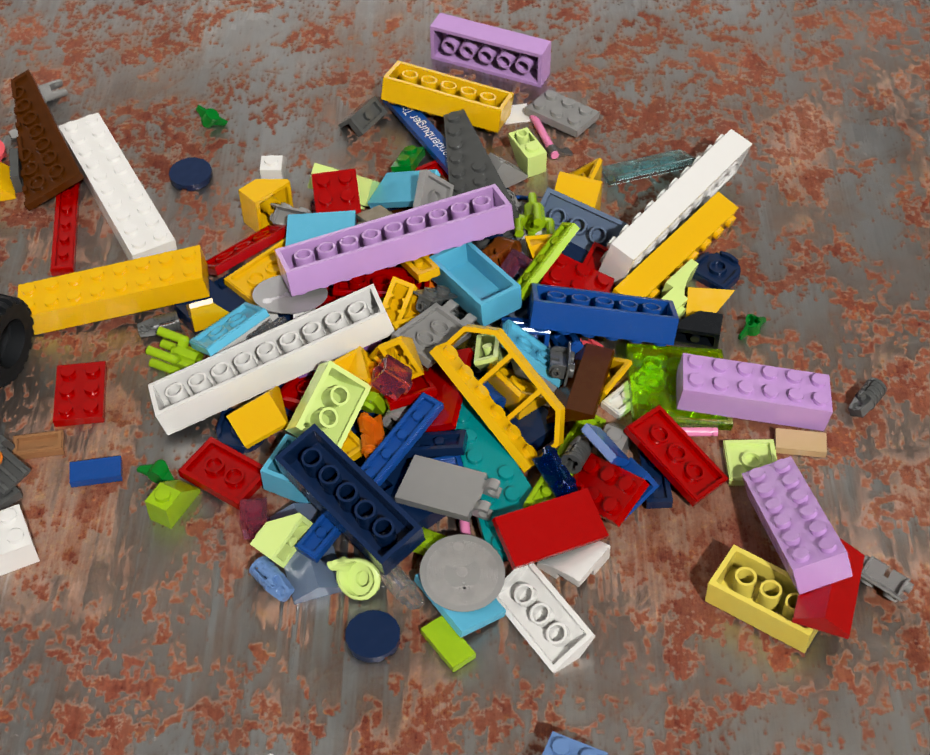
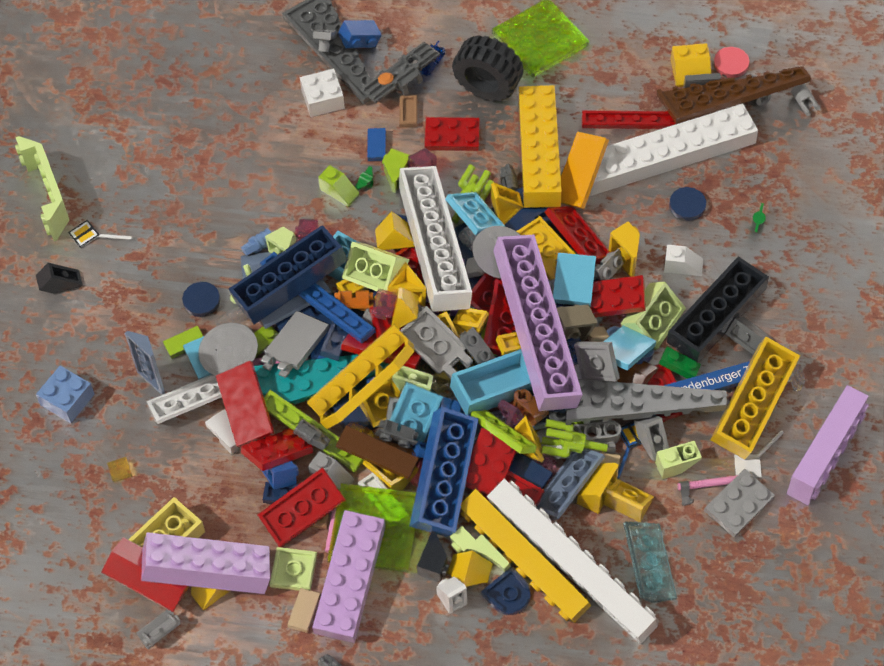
camera: 100 degrees right, 10 degrees up
(136, 407) = (422, 158): none -> clear pink brick
(143, 235) = (582, 169): none -> light orange tile
(143, 439) = (392, 163): none -> lime slope
(223, 472) = (357, 216): red plate -> none
(338, 133) = (716, 309): none -> black brick
(517, 642) = (144, 359): none -> sand blue slope
(555, 473) = (289, 414): clear blue hinge -> none
(605, 445) = (306, 448): blue tile -> none
(667, 682) = (119, 469): none -> clear yellow tile
(741, 301) = (452, 594): none -> white slope
(752, 326) = (436, 605): green piece -> none

